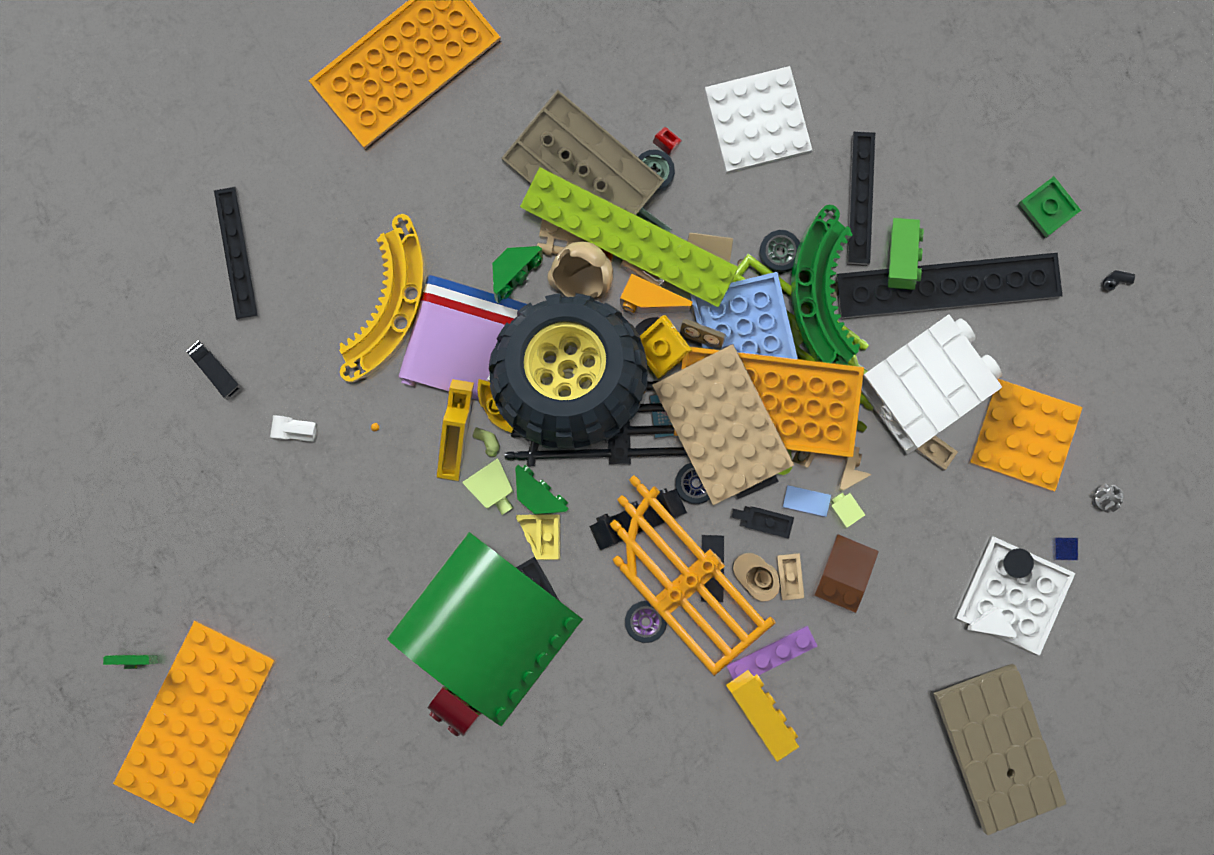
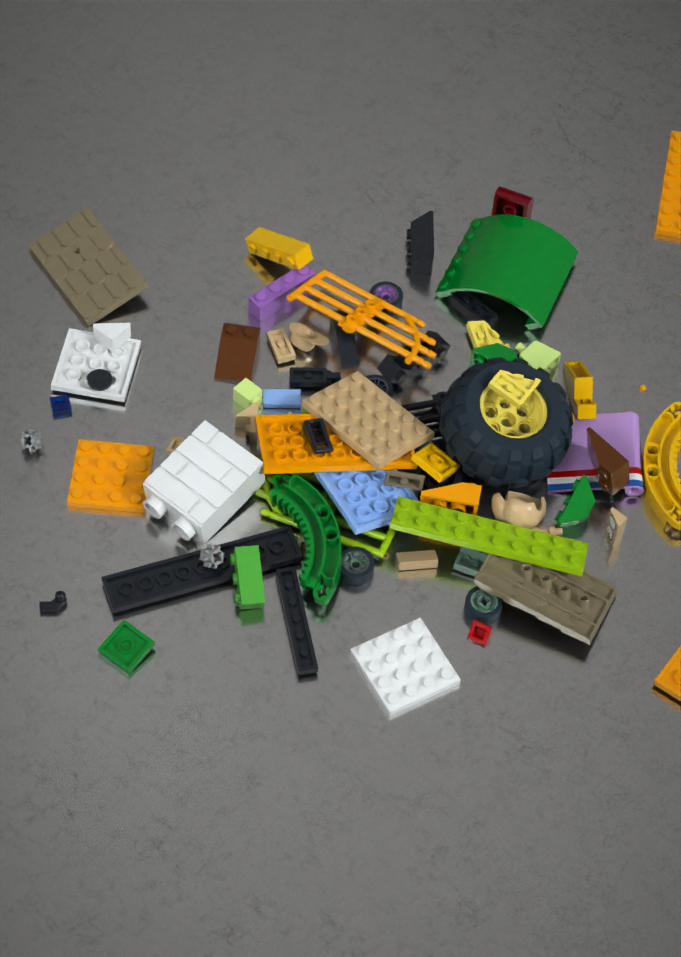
camera: 160 degrees right, 30 degrees down
(465, 296) = (608, 463): none -> reddish brown slope
(478, 224) = (615, 526): none -> tan slope
(560, 376) = (513, 387): none -> light yellow wing
(581, 691) = (421, 244): none -> black slope
(782, 403) = (317, 424): none -> black slope
(940, 285) = (211, 556): none -> light grey gear

